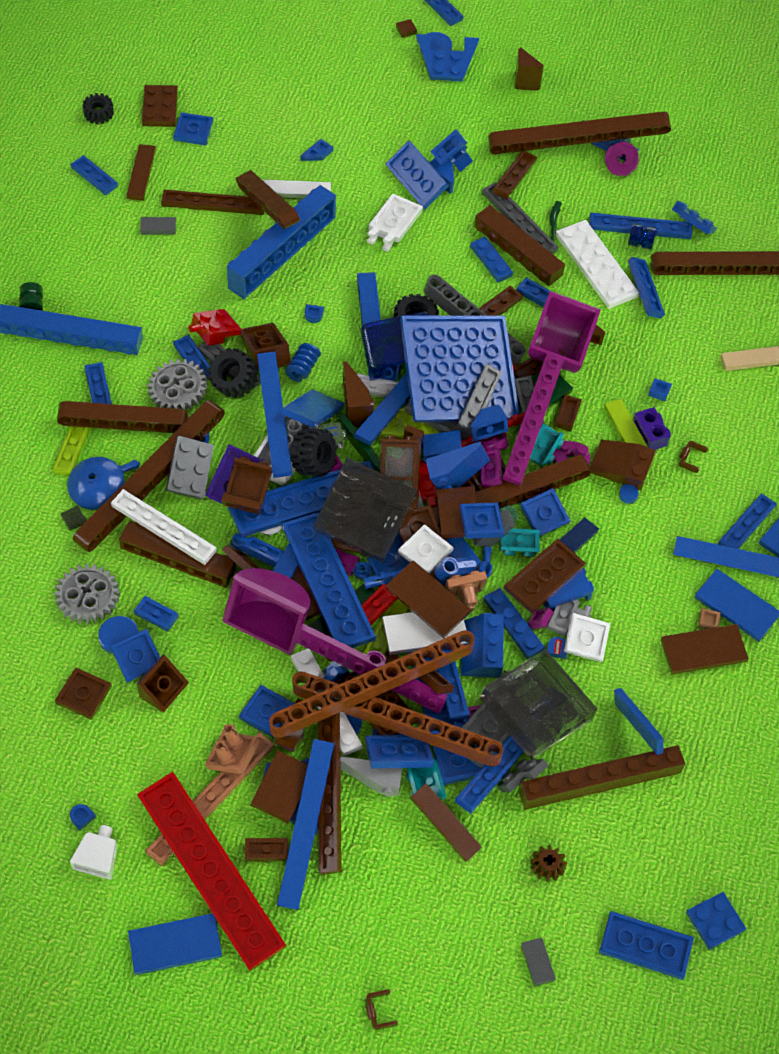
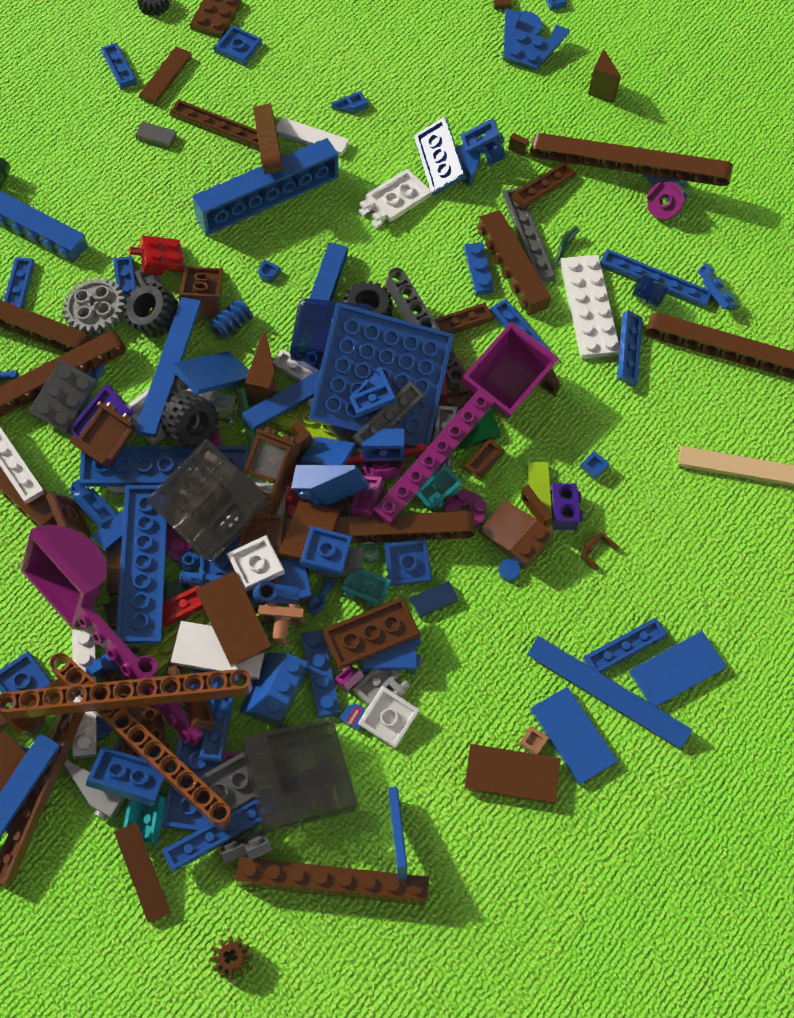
camera: 20 degrees right, 5 degrees up
(461, 383) = (372, 394): none -> blue wing
(478, 146) = (518, 144): none -> reddish brown tile
(628, 434) = (535, 506): none -> reddish brown tile

